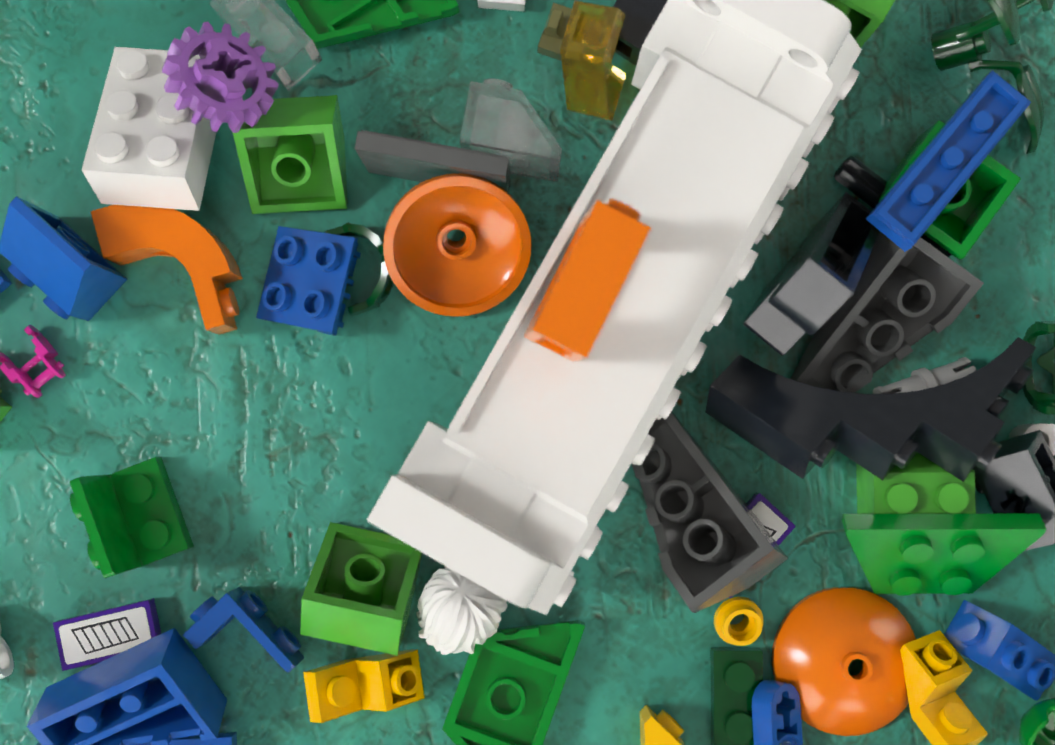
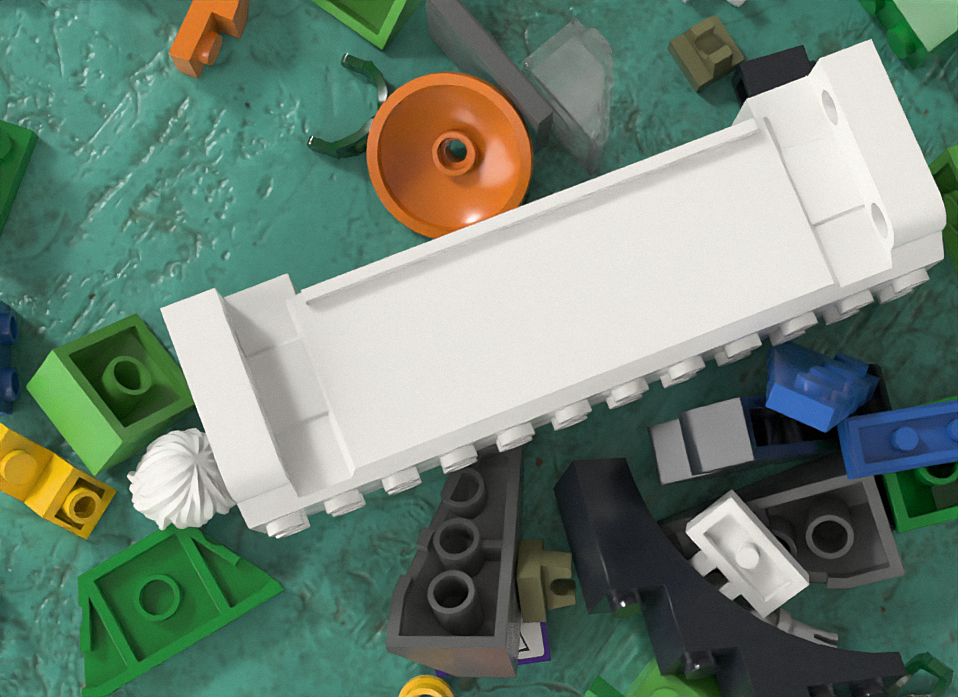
camera: 35 degrees right, 5 degrees down
(308, 279) = (296, 85): blue hinge -> none
(586, 57) = (701, 82): clear yellow slope -> none
(588, 280) = (520, 251): orange window -> none
(751, 478) = (539, 582): none -> olive tile
(837, 207) = (816, 386): none -> blue wing
(870, 354) = (746, 555): none -> white hinge

